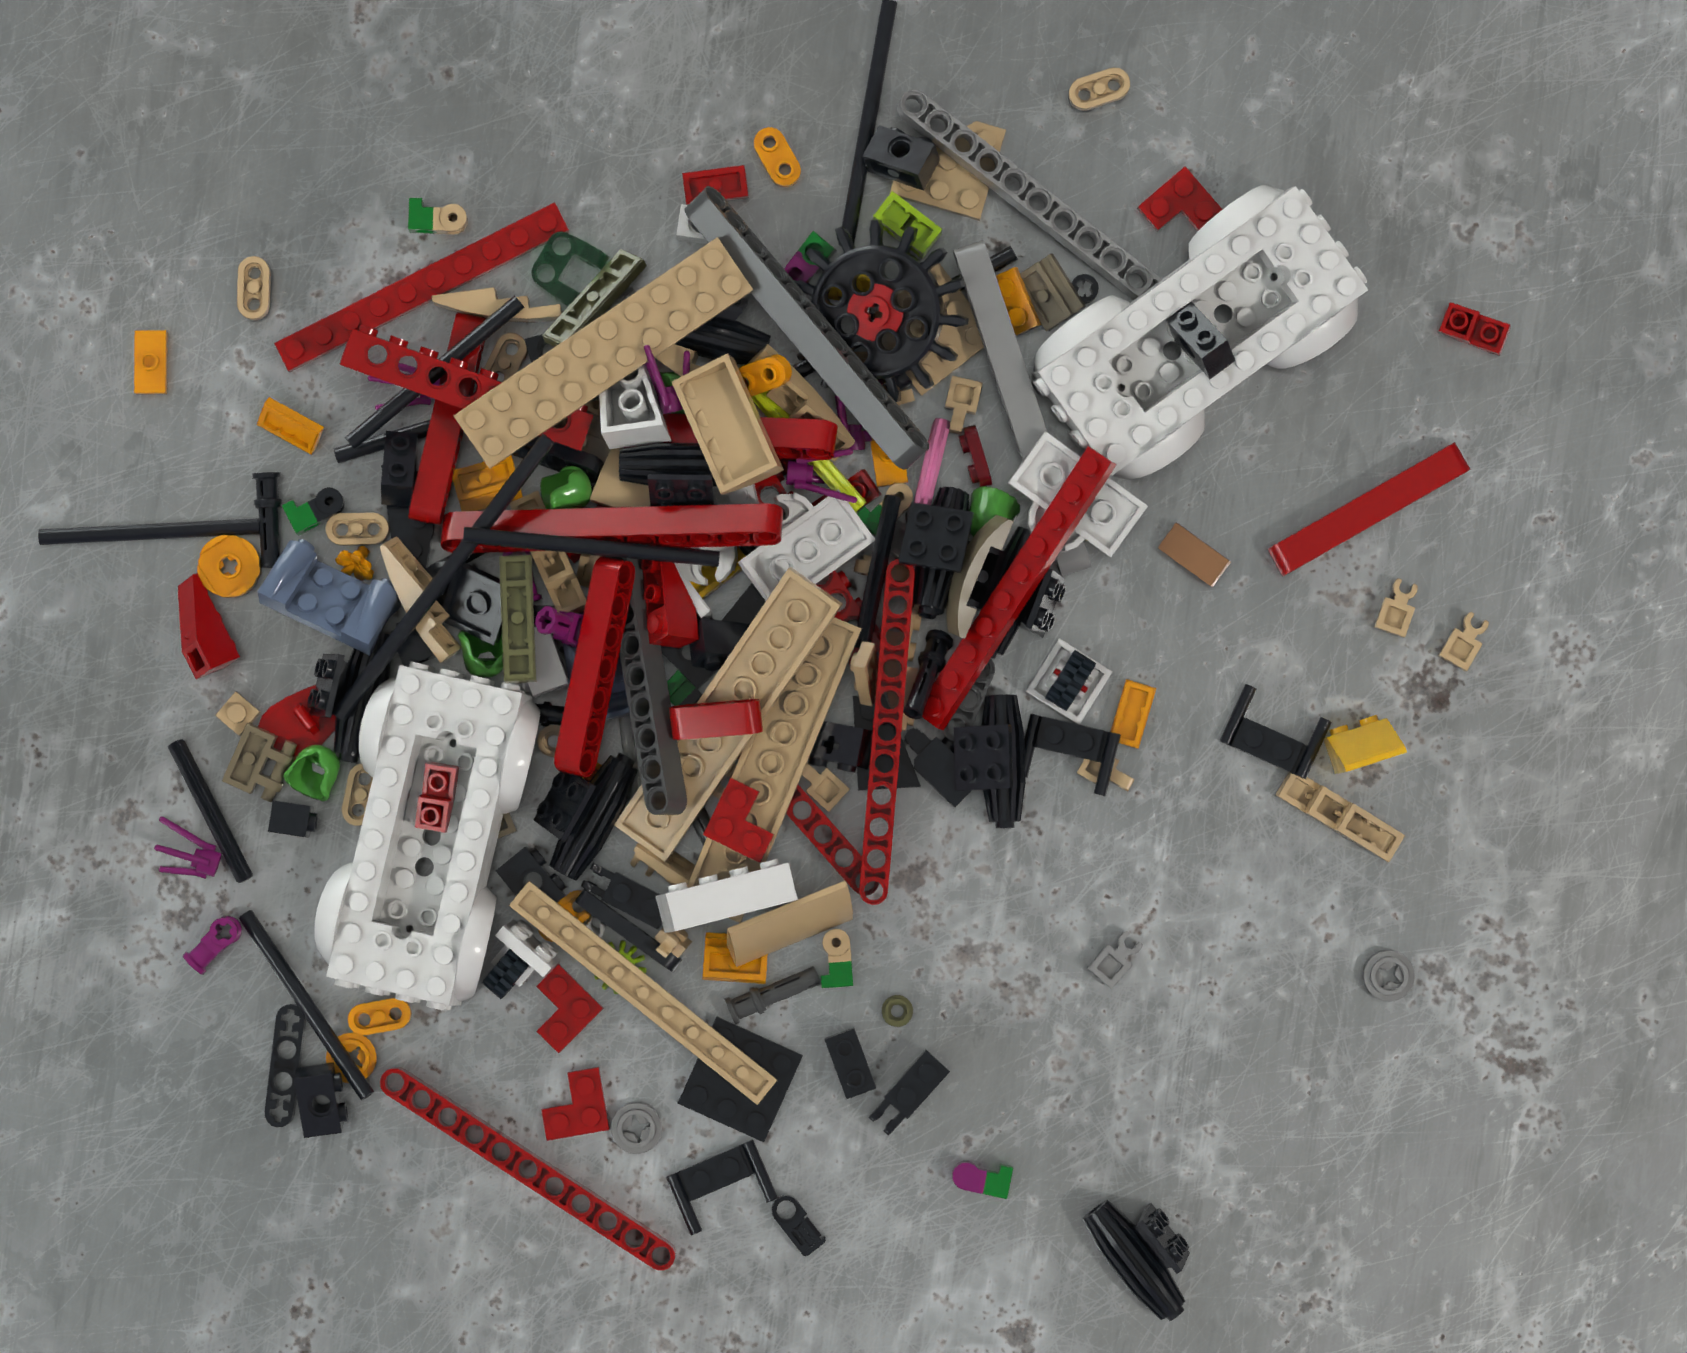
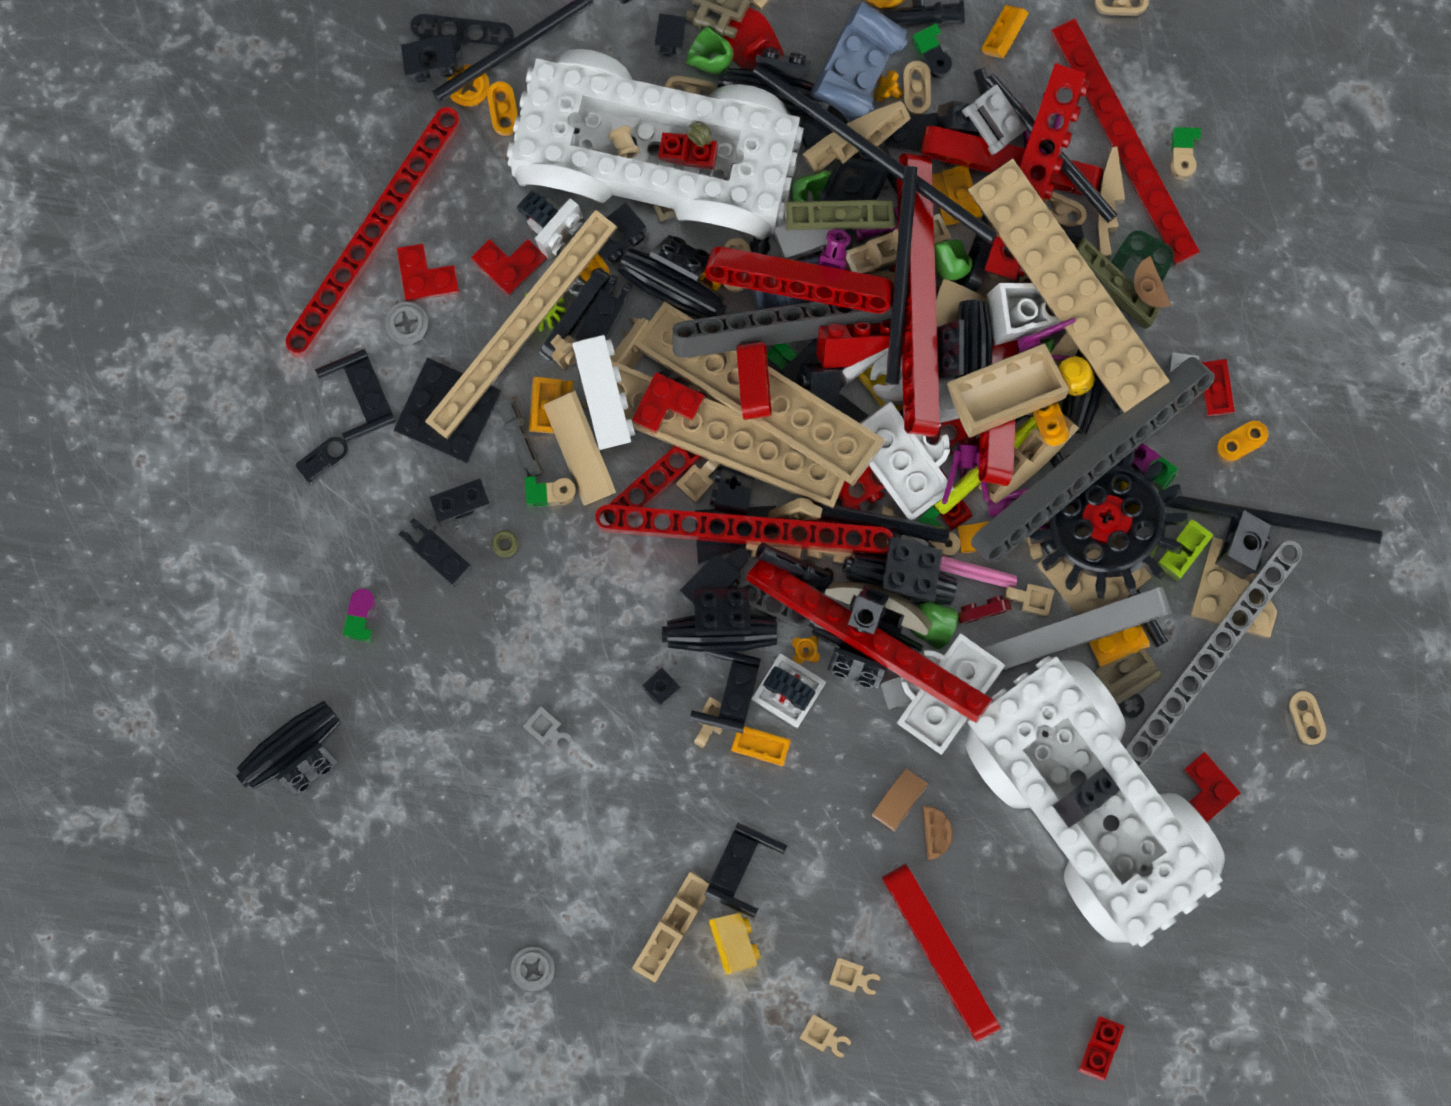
camera: 90 degrees right, 5 degrees down
(397, 431) = (999, 116): none -> light grey plate
(419, 782) = (699, 134): none -> olive plate
(428, 872) = (624, 142): none -> tan bush
(597, 260) = (1149, 285): none -> medium nougat plate
(707, 344) = (1077, 375): none -> yellow head
(975, 586) = (873, 601): none -> black brick
(1026, 655) = (810, 643): none -> light orange plate
(1066, 828) = (661, 687): none -> black brick
(1231, 512) = (937, 832): none -> medium nougat plate

